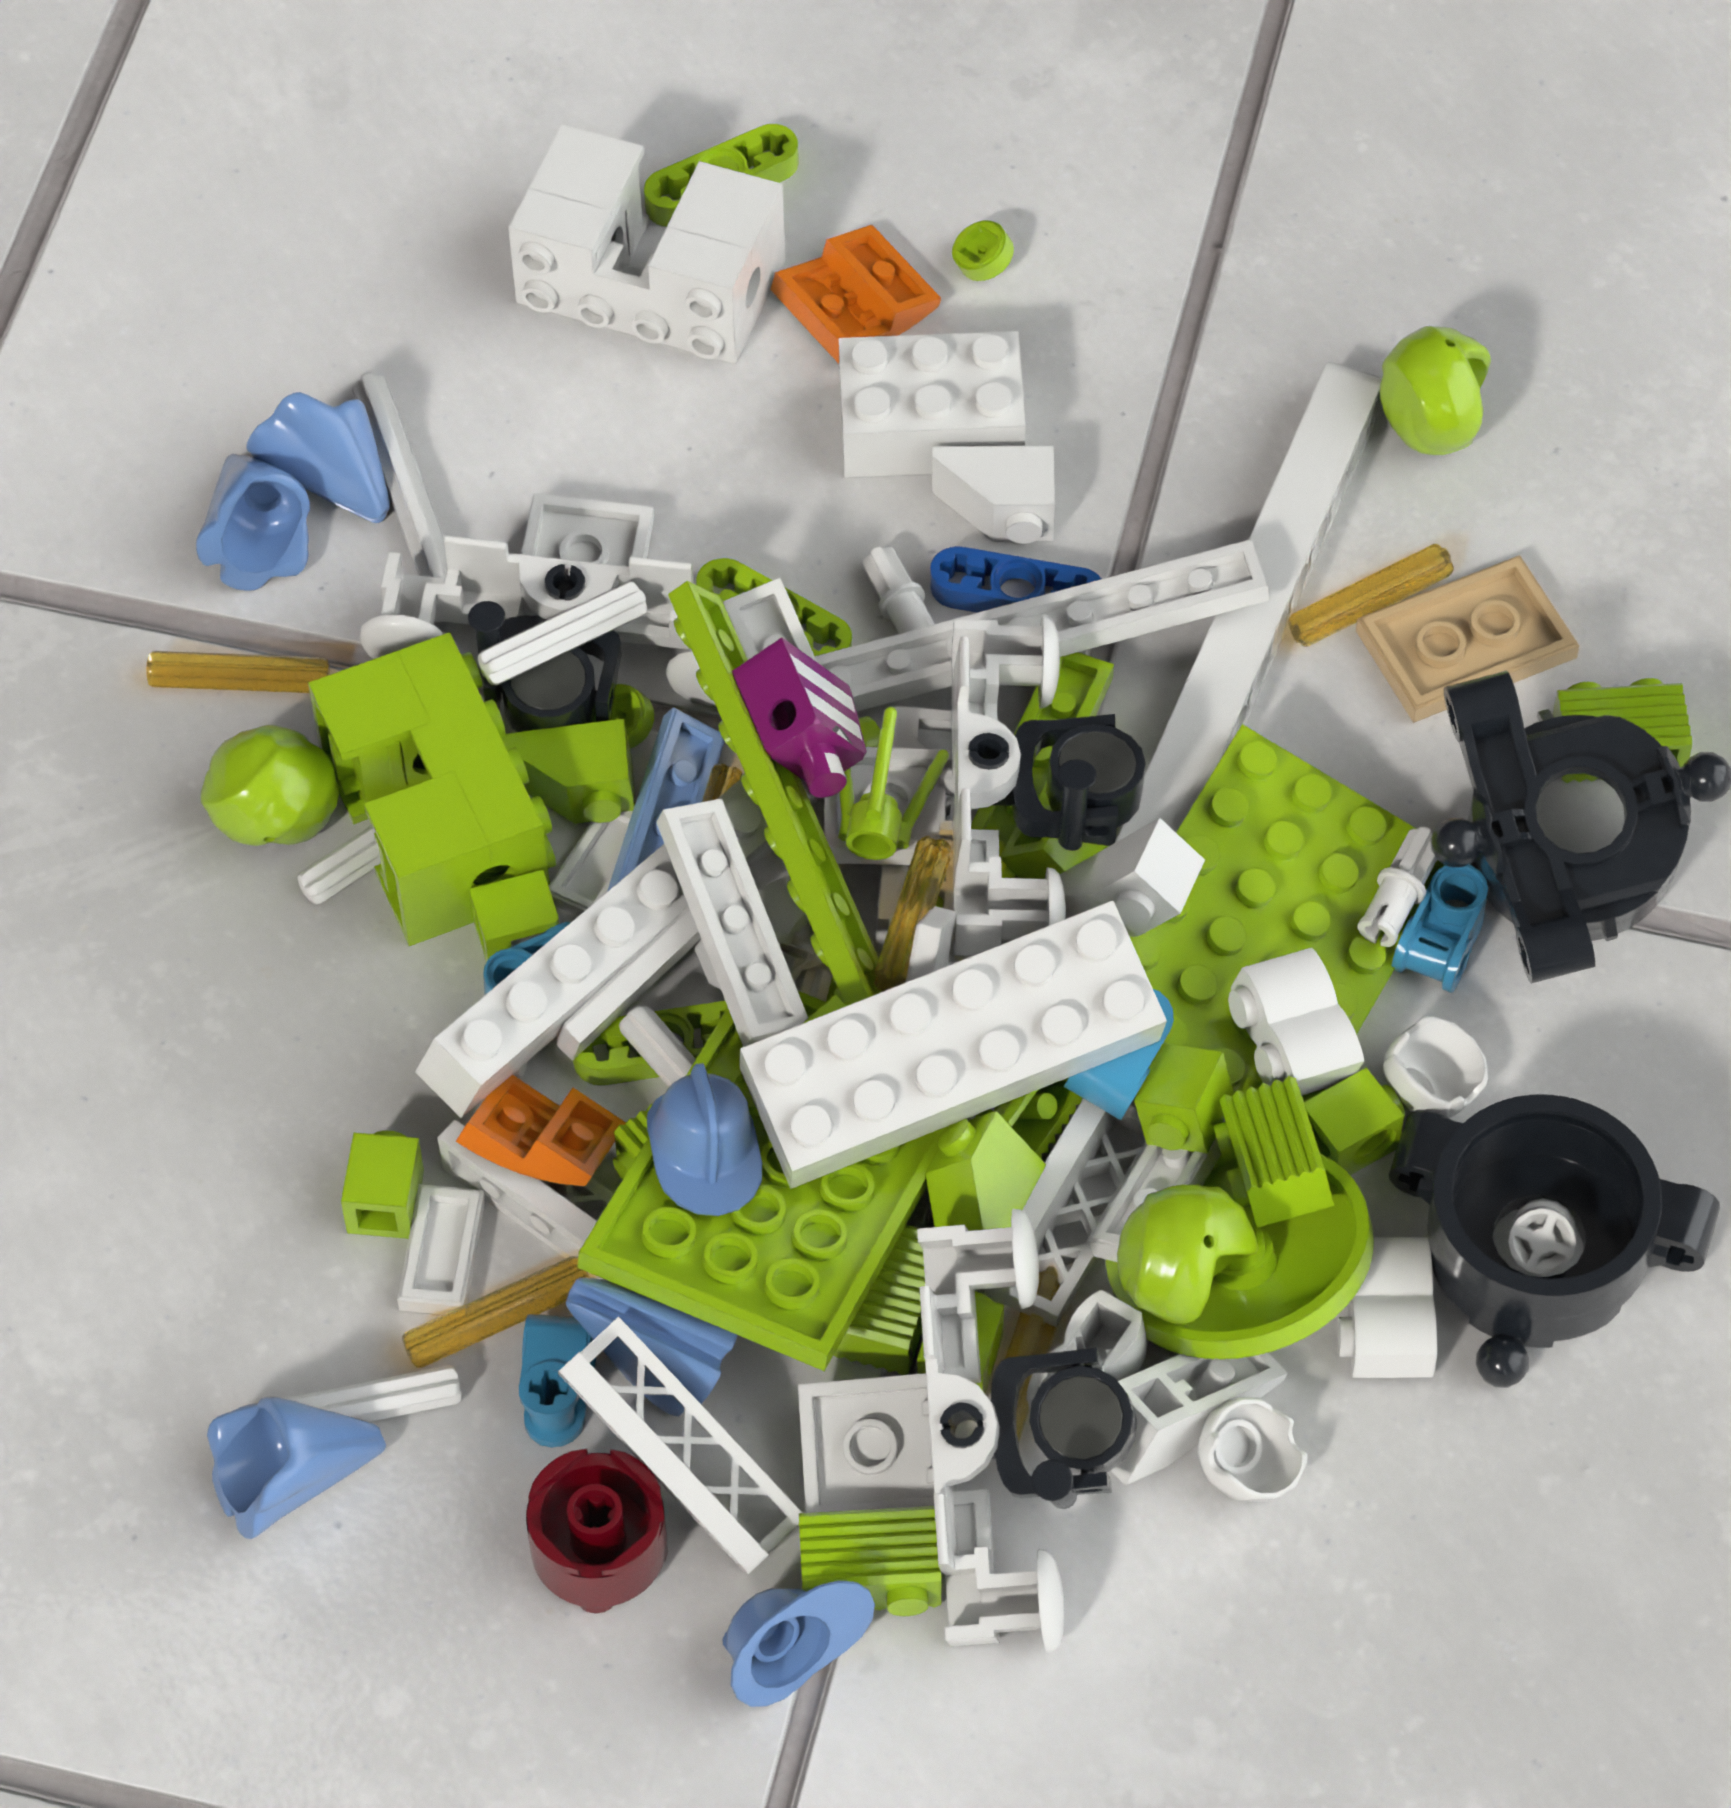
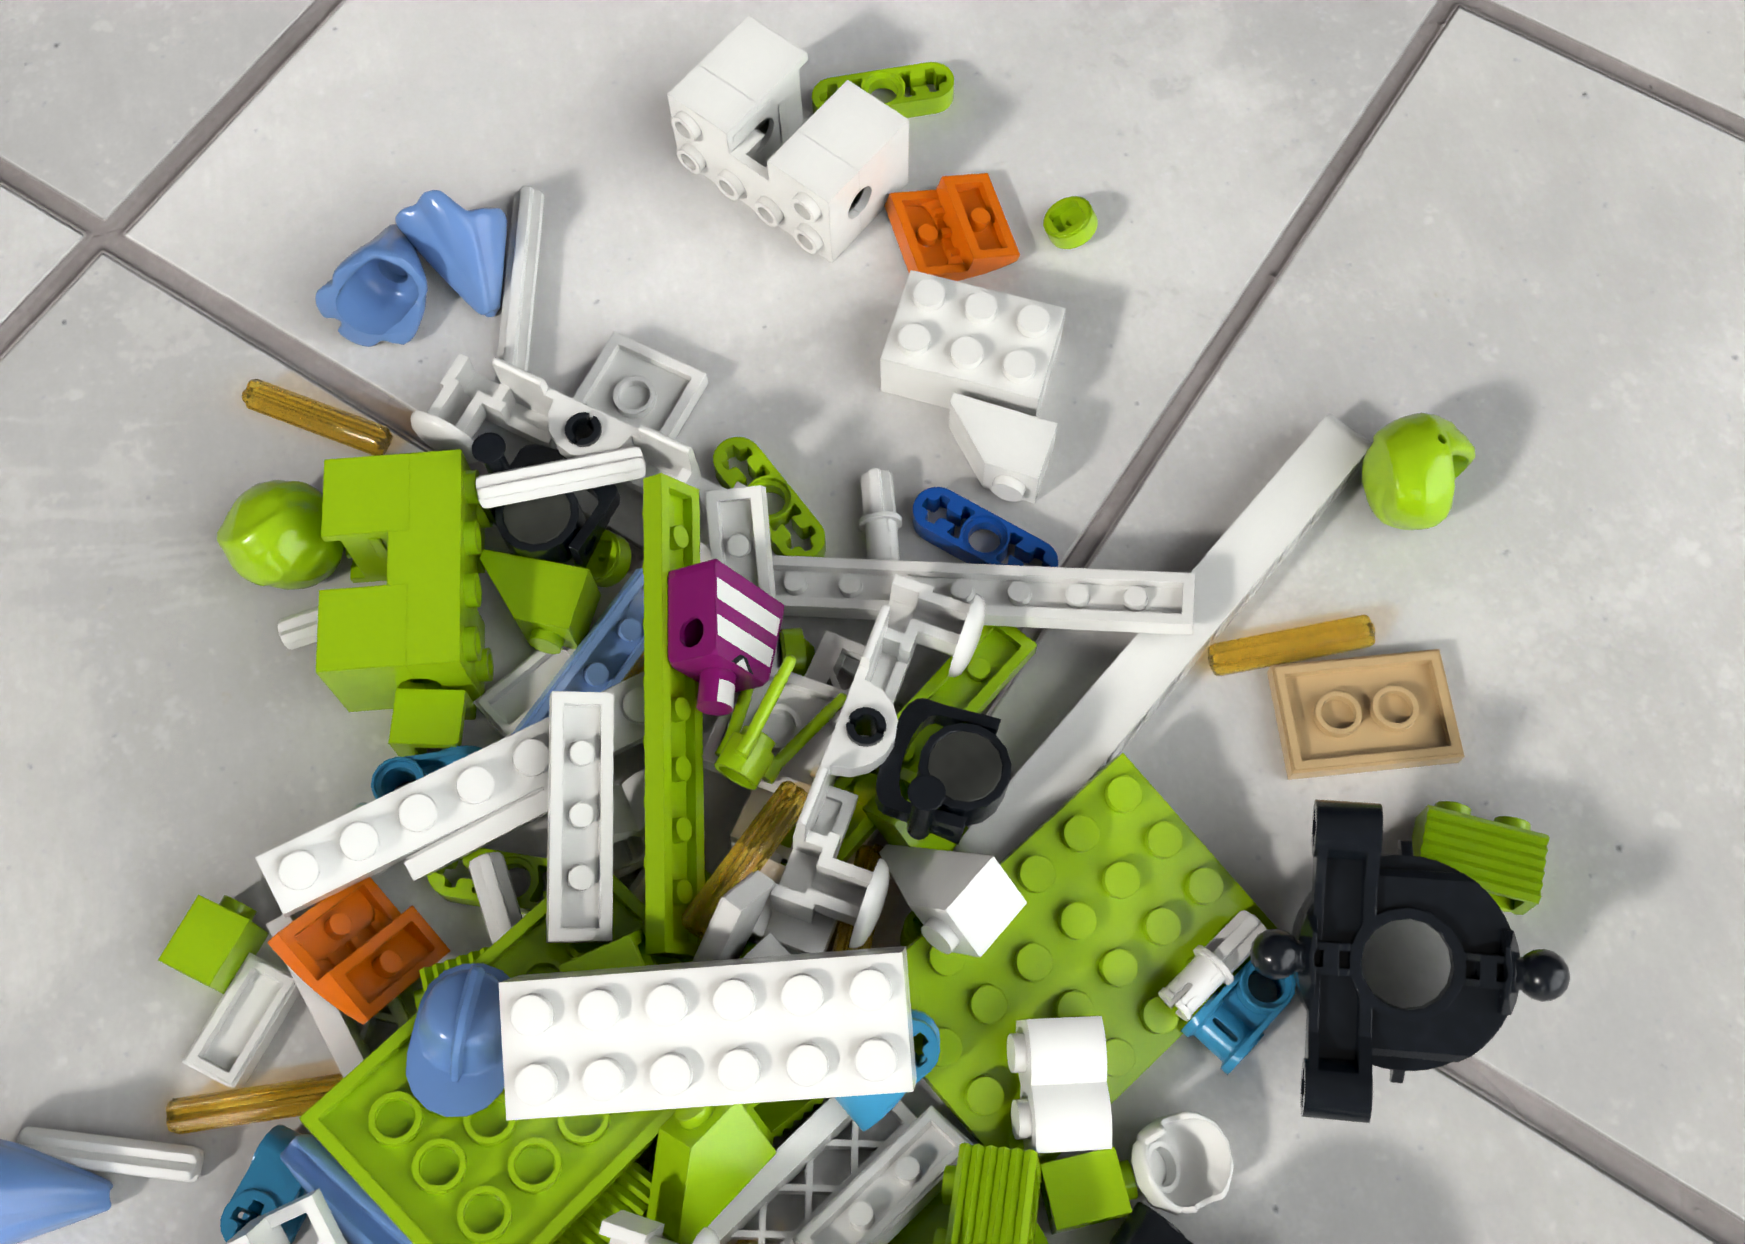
camera: 20 degrees right, 10 degrees up
(1183, 1097) = (928, 1127): lime brick -> none

